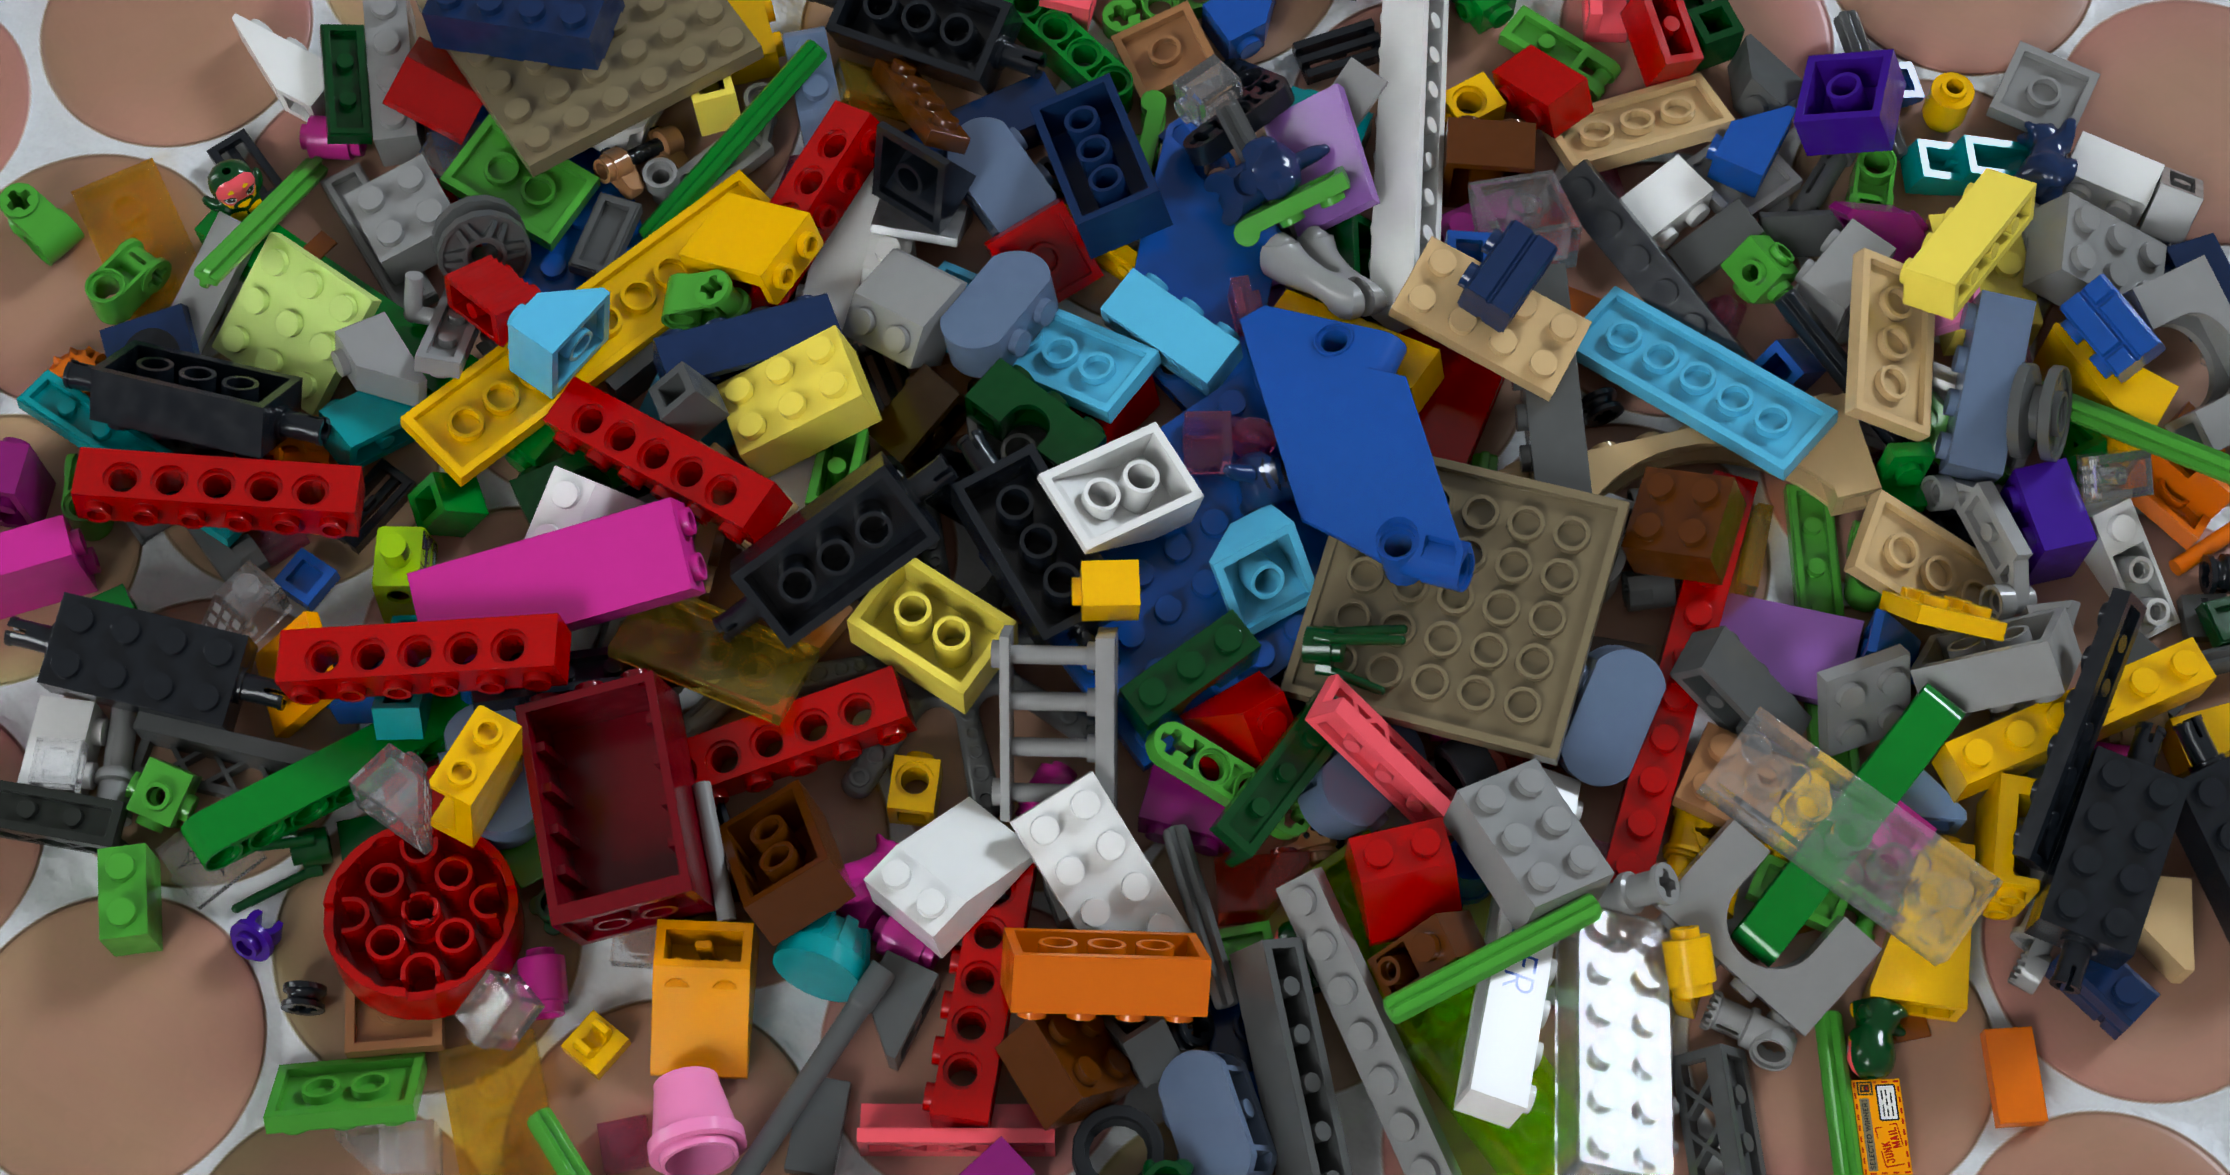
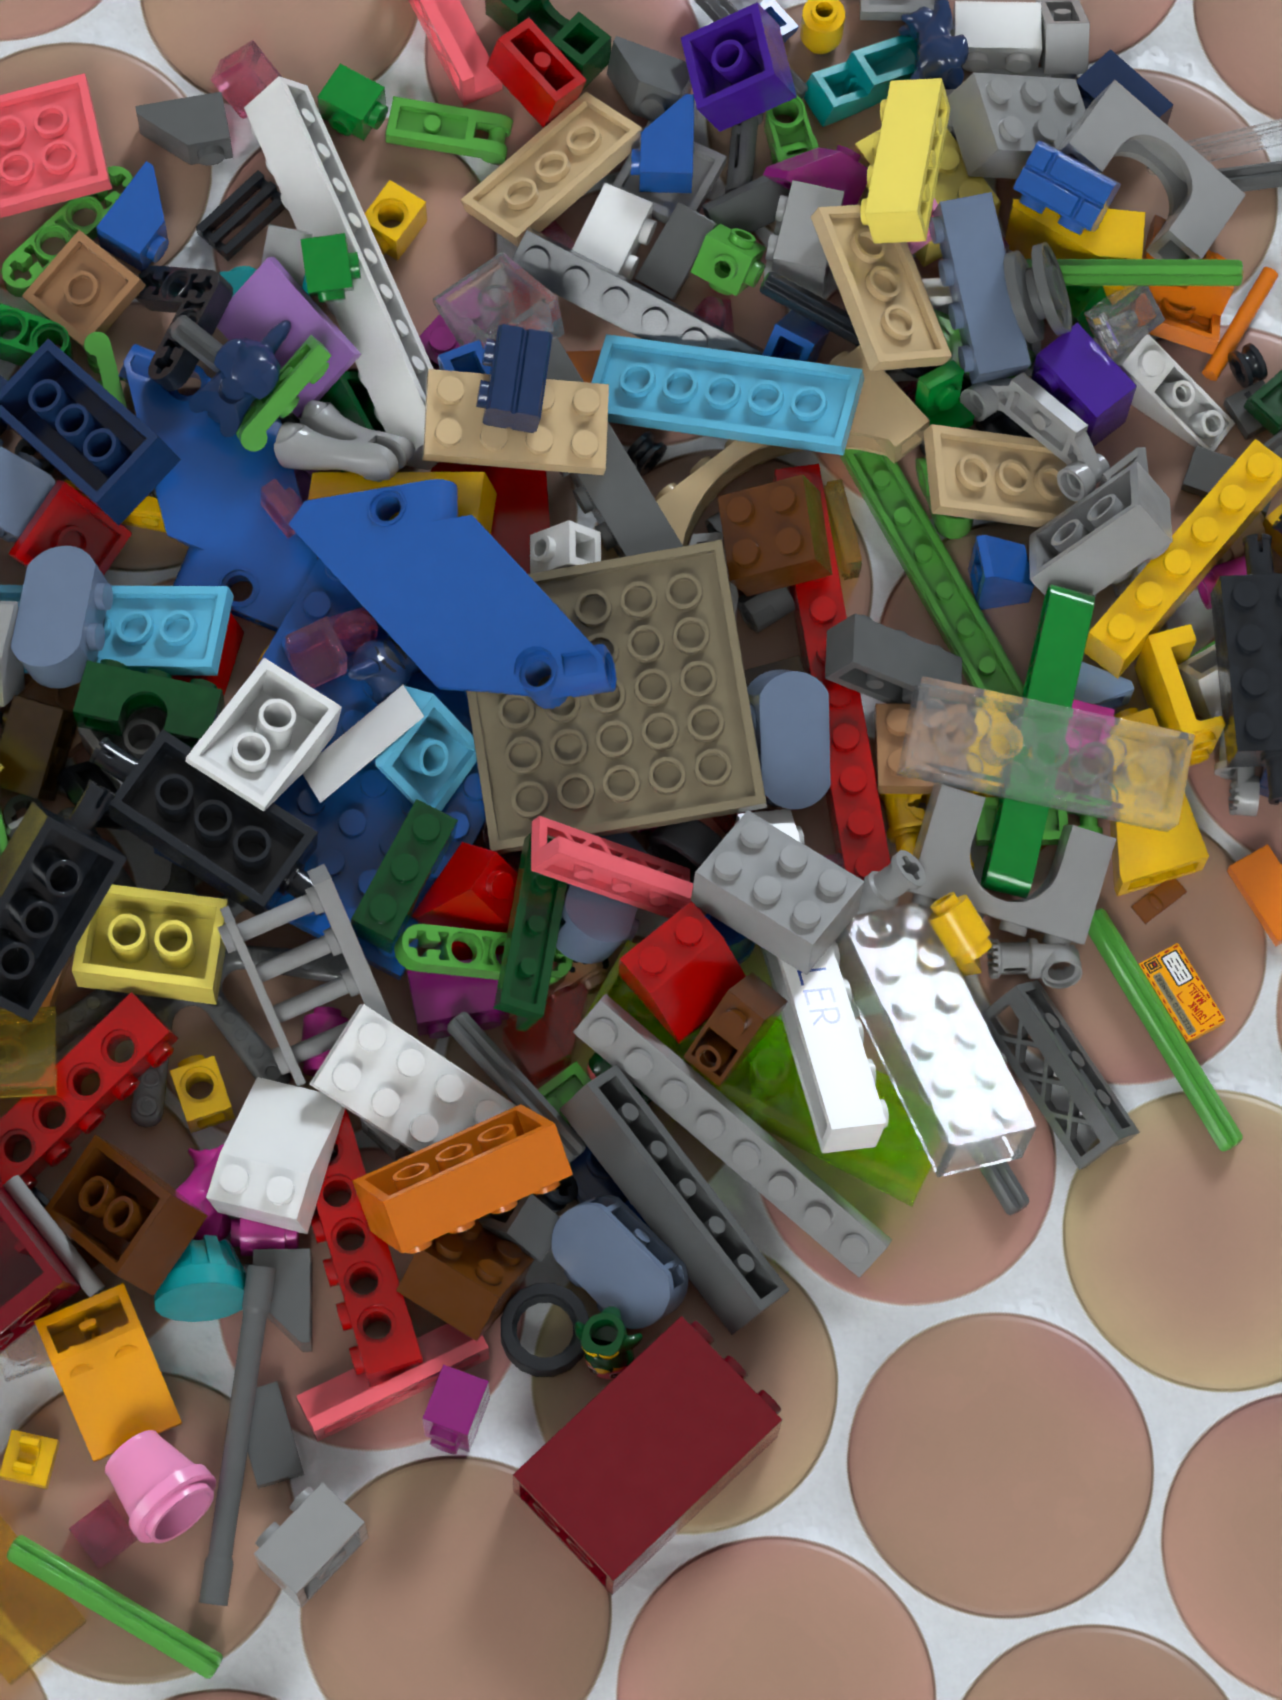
camera: 30 degrees left, 5 degrees up
(1107, 590) = (301, 835): yellow brick -> none
(1185, 339) = (229, 557): medium azure brick -> none
(1204, 89) = (145, 315): clear slope -> none
(1208, 538) = (362, 743): none -> white sticker
(1328, 645) = (516, 789): dark green plant -> none
(1387, 113) = (329, 267): none -> green brick
(1482, 447) = (564, 546): none -> white brick
(1484, 151) = (432, 261): reddish brown brick -> none
(1492, 958) = (794, 1006): bright green axle -> none
(1543, 91) = (453, 175): red brick -> none
(1792, 640) = (923, 597): medium lavender tile -> none
(1862, 699) = (999, 622): light grey plate -> none
(1871, 1042) = (1140, 922): dark green animal -> none
(1944, 613) = (1040, 515): yellow plate -> none
(2083, 720) = (1199, 575): black plate -> none

